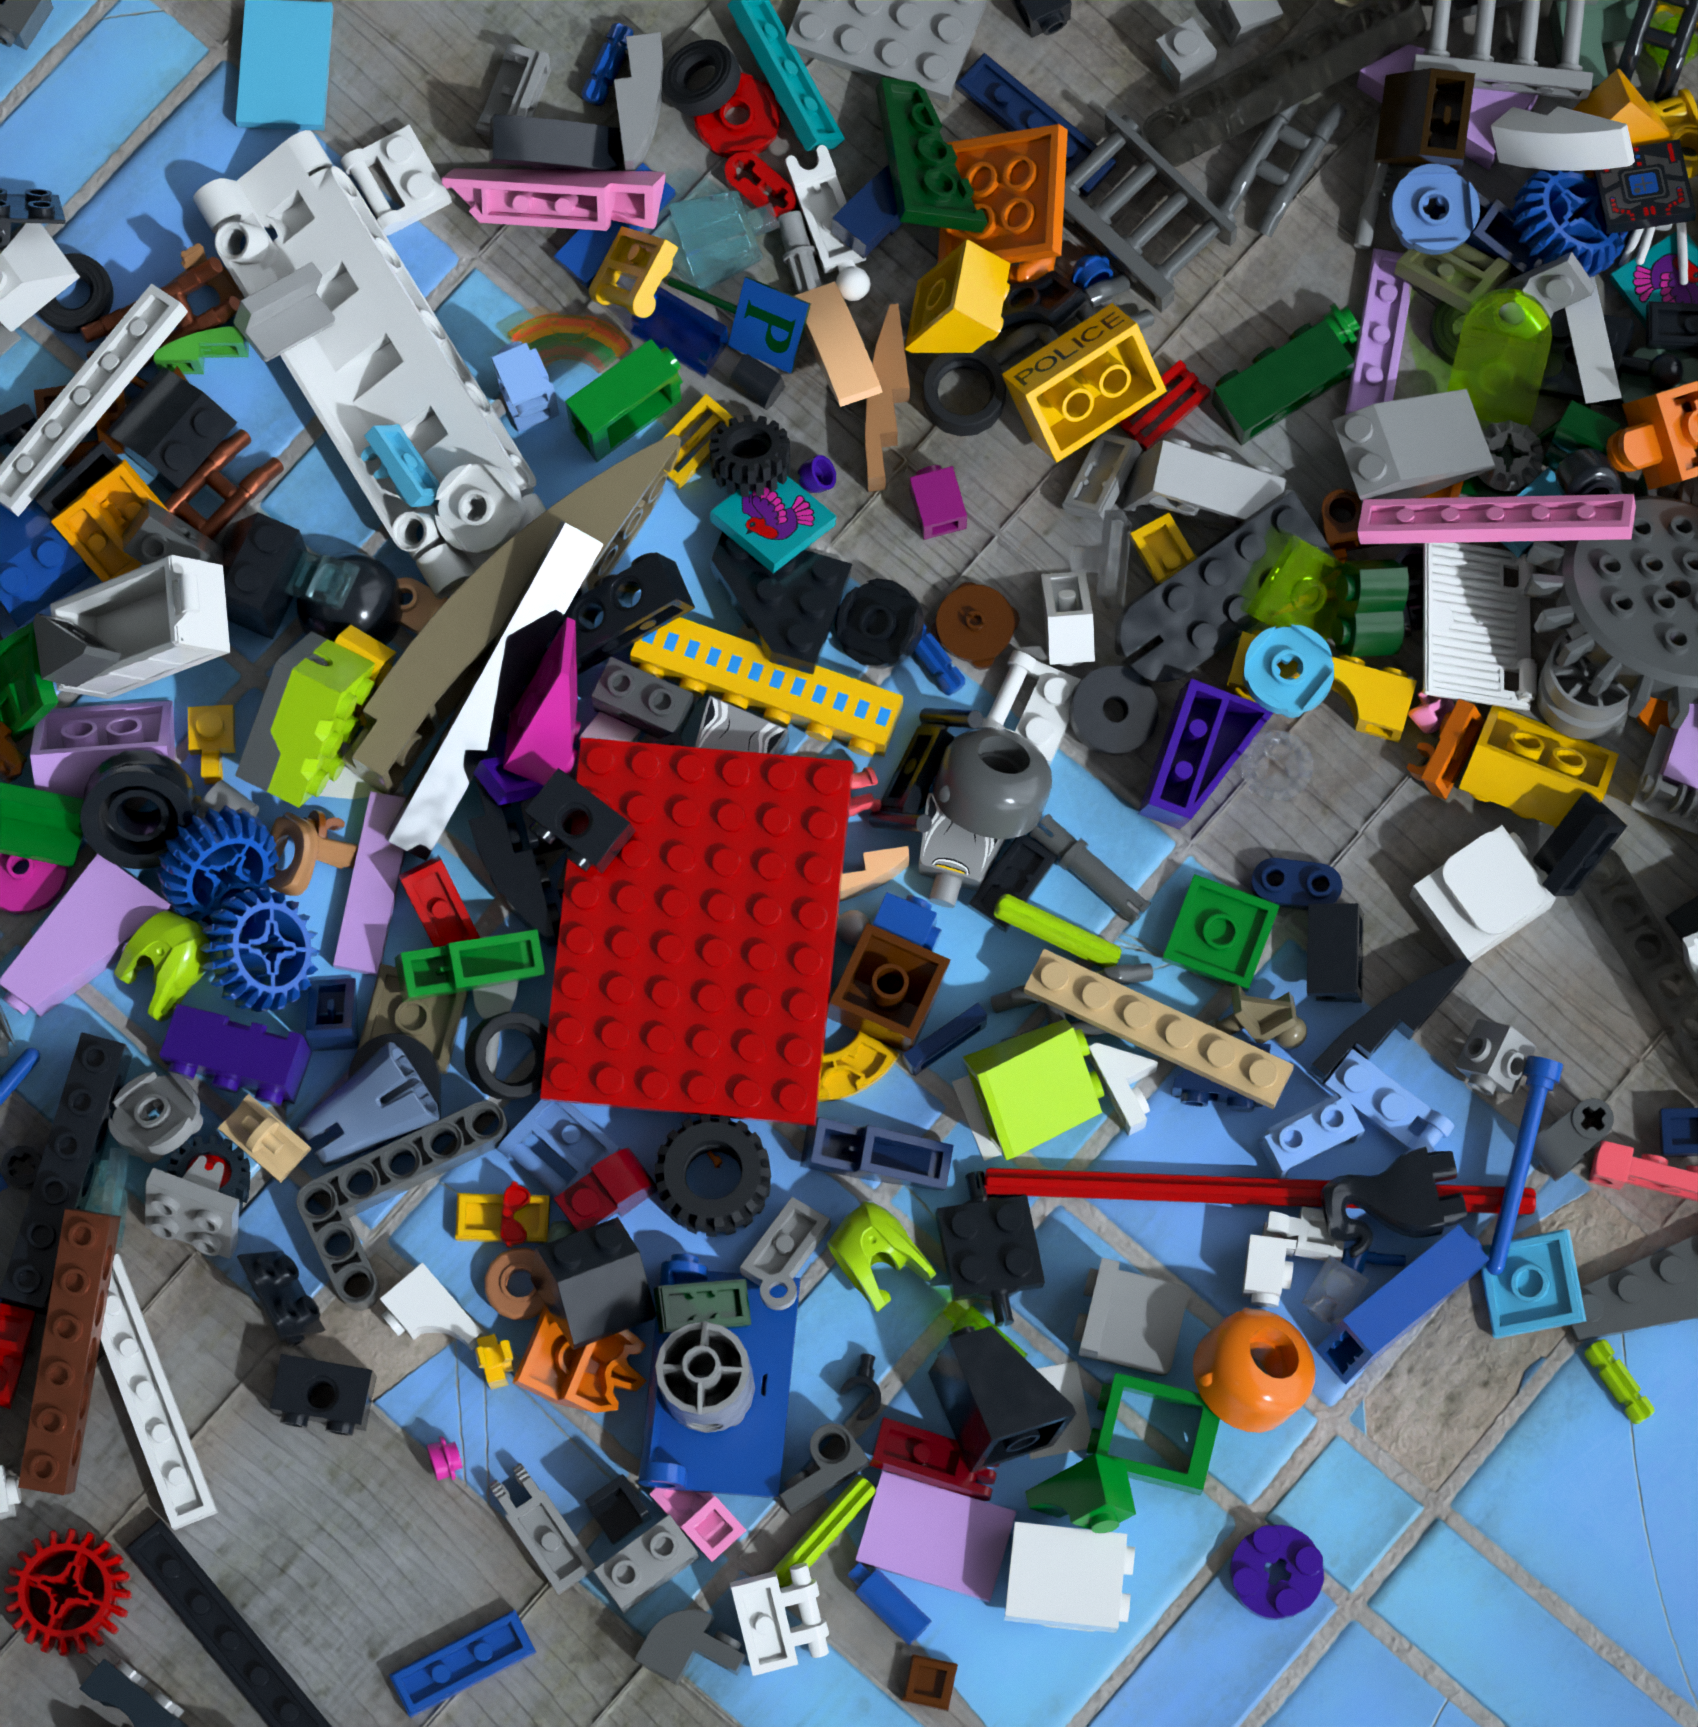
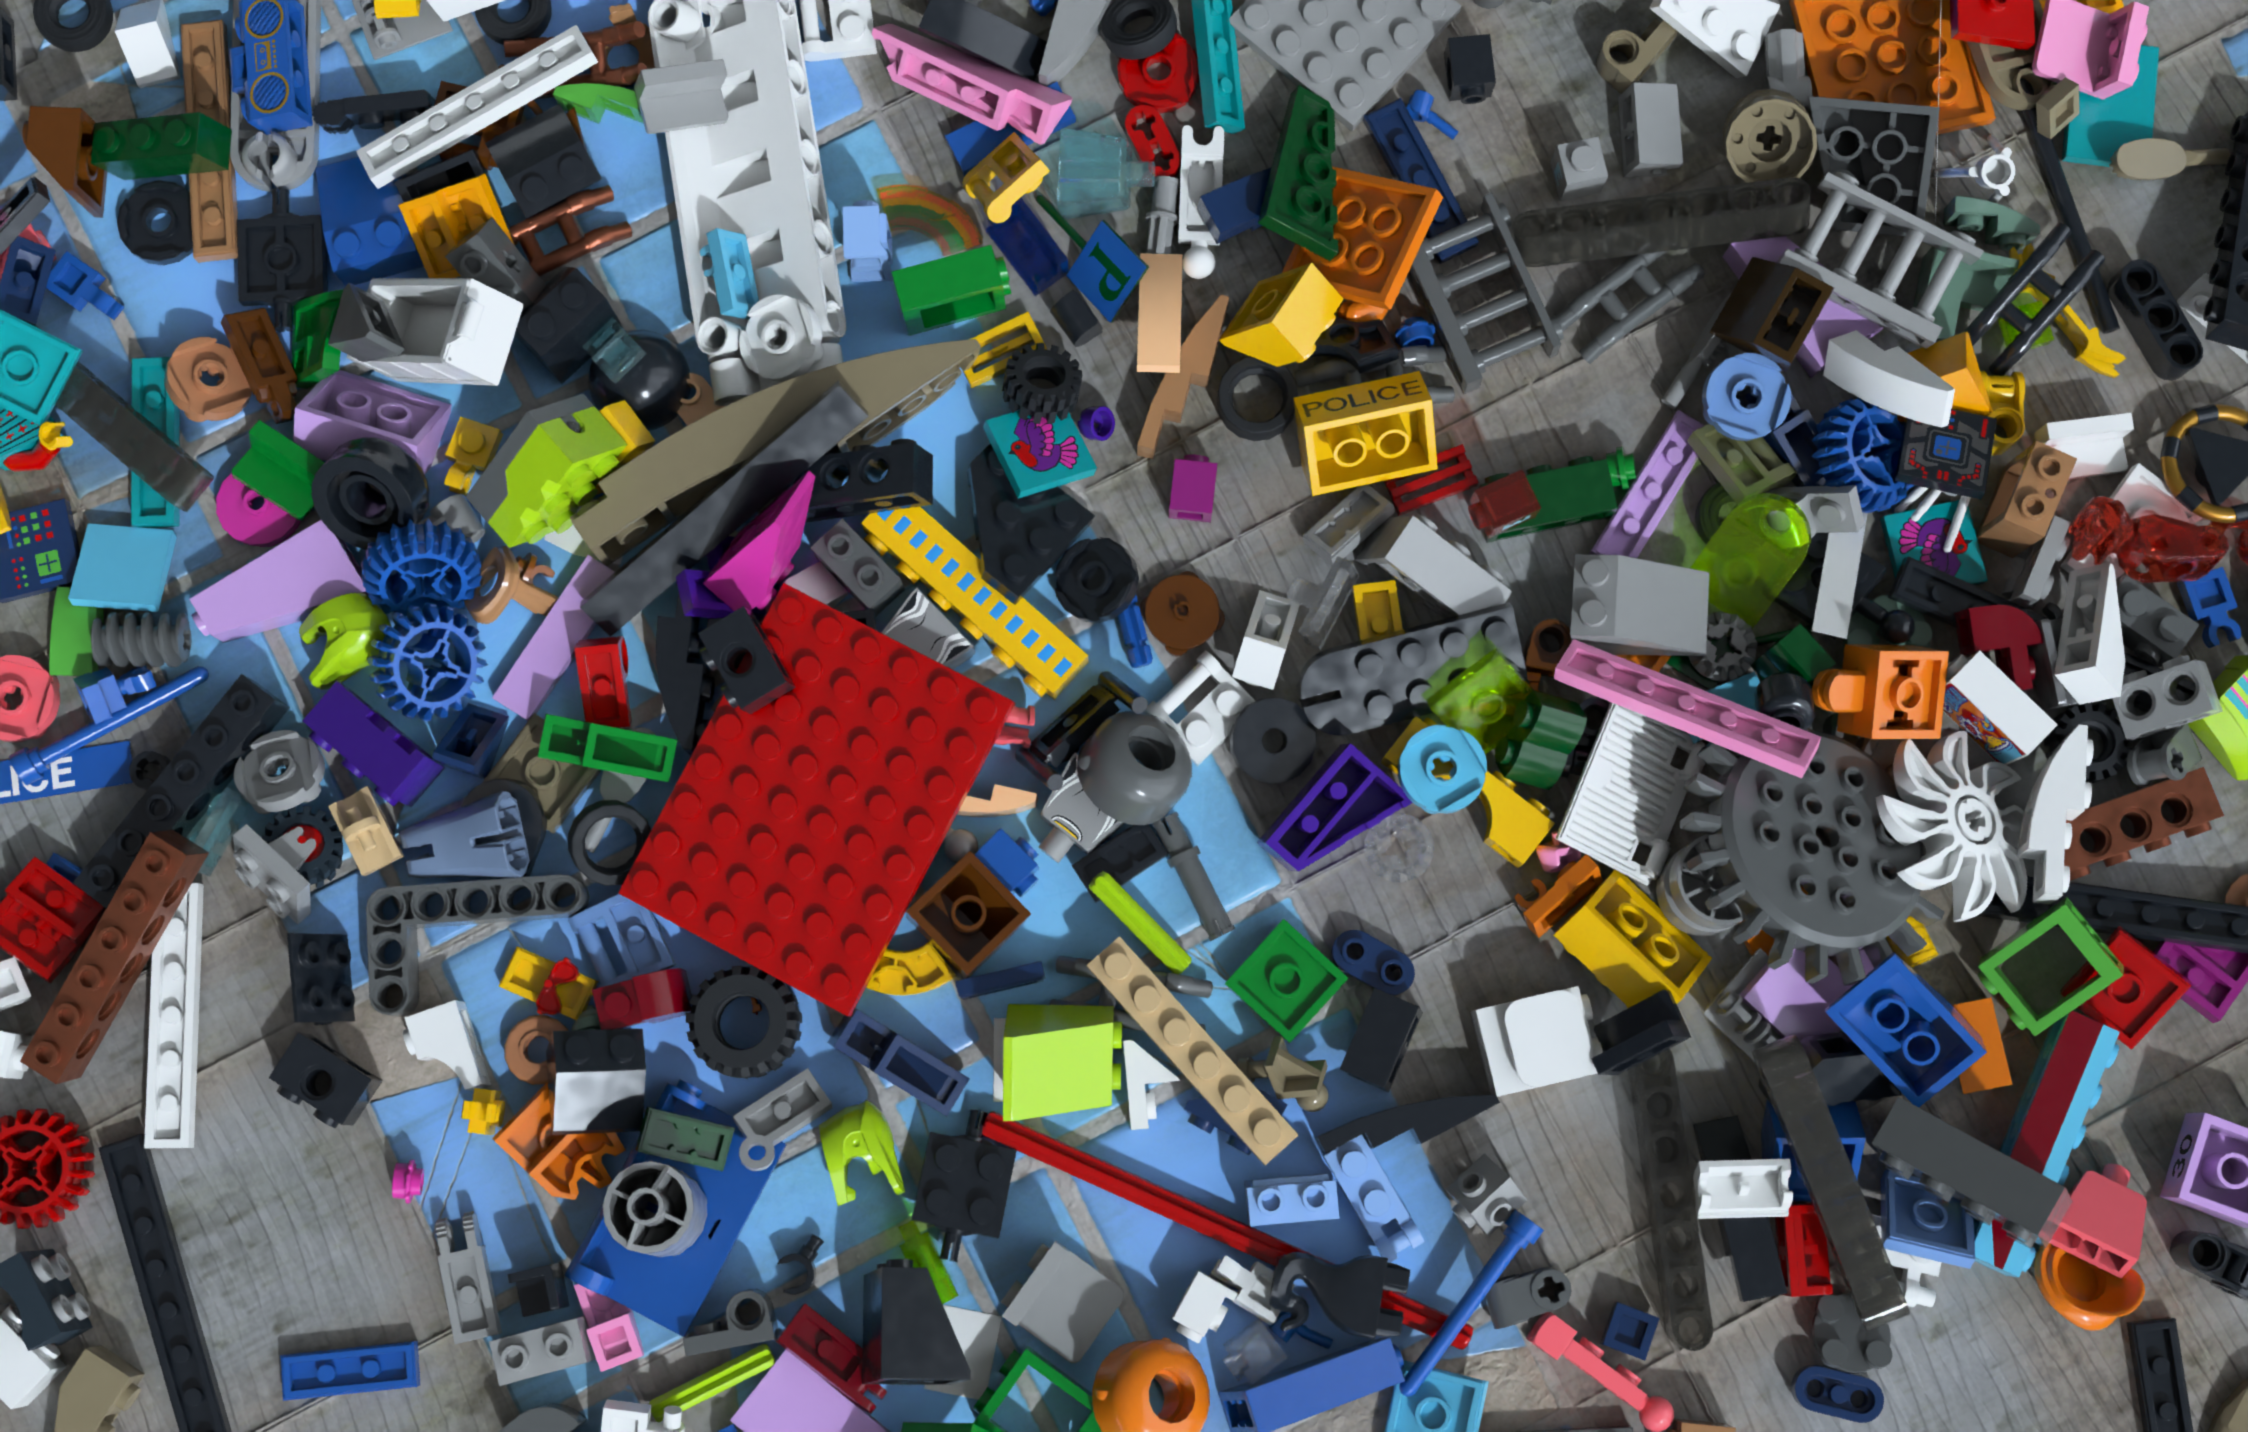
camera: 20 degrees right, 5 degrees up
(1006, 56) = (1419, 109): none -> blue hand
(1245, 398) = (1503, 504): none -> clear red brick

